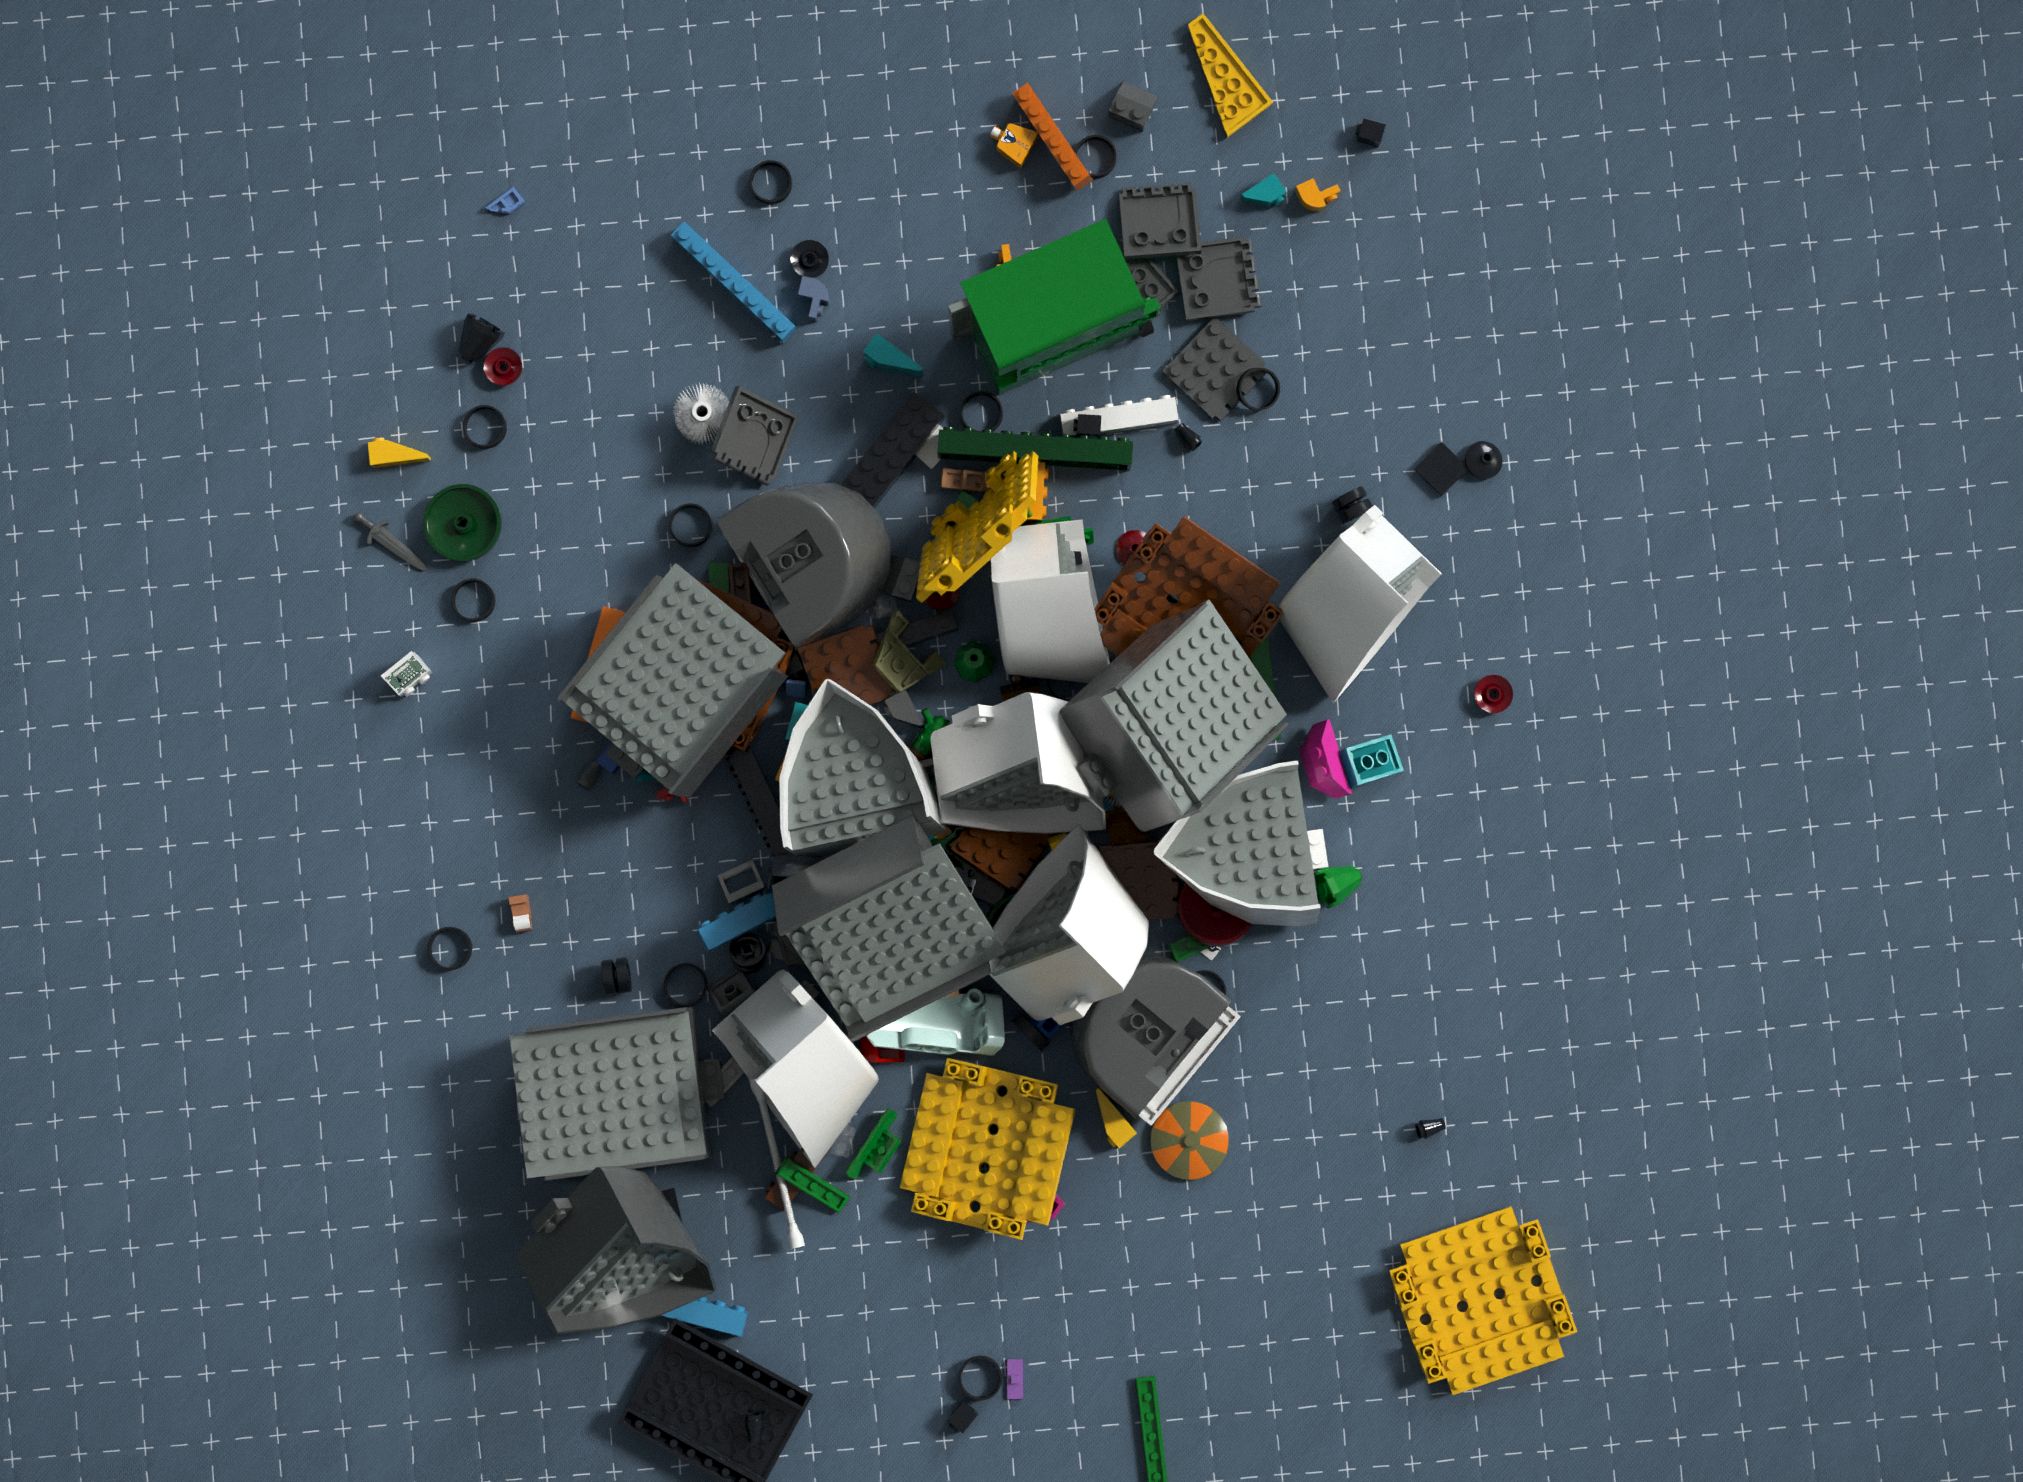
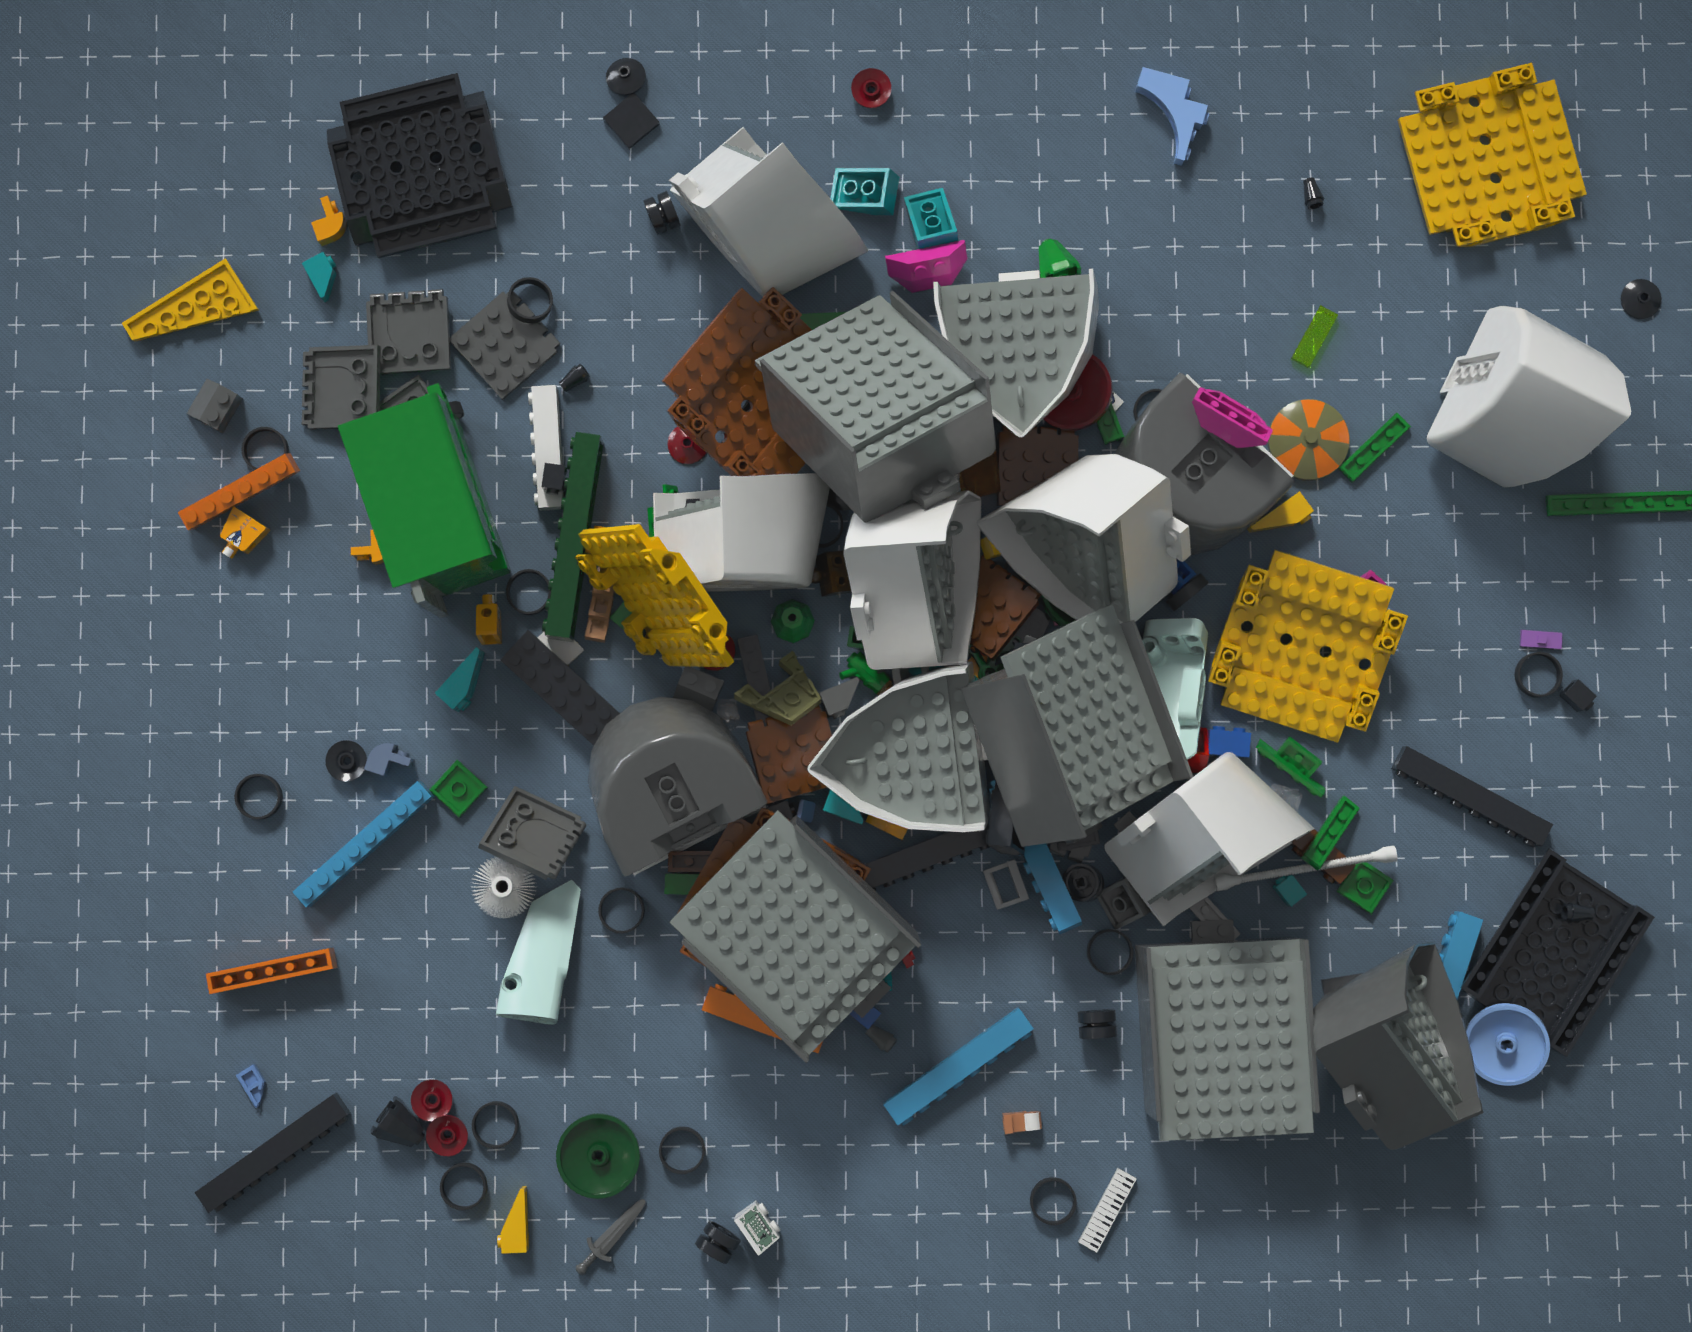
camera: 90 degrees left, 0 degrees up
(391, 639) = (717, 1242): none -> black wheel
(412, 389) = (445, 1198): none -> black tyre
(445, 226) = (273, 1152): none -> black brick
(445, 999) = (1107, 1210): none -> white tile
(463, 380) = (443, 1144): none -> dark red dish
(568, 849) = (957, 1066): none -> dark azure brick
(609, 1364) = (1512, 1061): none -> light blue dish
(610, 209) = (271, 970): none -> orange brick
(640, 454) = (541, 958): none -> light aqua panel
(756, 1150) = (1289, 890): none -> teal brick
(765, 1223) = (1365, 886): none -> green tile
(792, 364) = (458, 788): none -> green tile
(858, 1319) = (1471, 796): none -> black brick
(890, 1082) = (1229, 741): none -> blue brick
(942, 377) = (488, 628): none -> light orange torso
(1187, 1205) = (1374, 447): none -> green tile
(1189, 1049) = (1230, 419): none -> dark pink wedge
(1240, 1341) = (1527, 400): none -> white piece
(1290, 1139) = (1314, 336): none -> clear neon green tile
(1345, 283) = (426, 199): none -> black slope
(1346, 1455) = (1632, 301): none -> black dish
(1370, 132) = (268, 160): black brick -> none
(1393, 696) = (865, 190): none -> teal slope
(1495, 997) = (1171, 96): none -> light blue arch

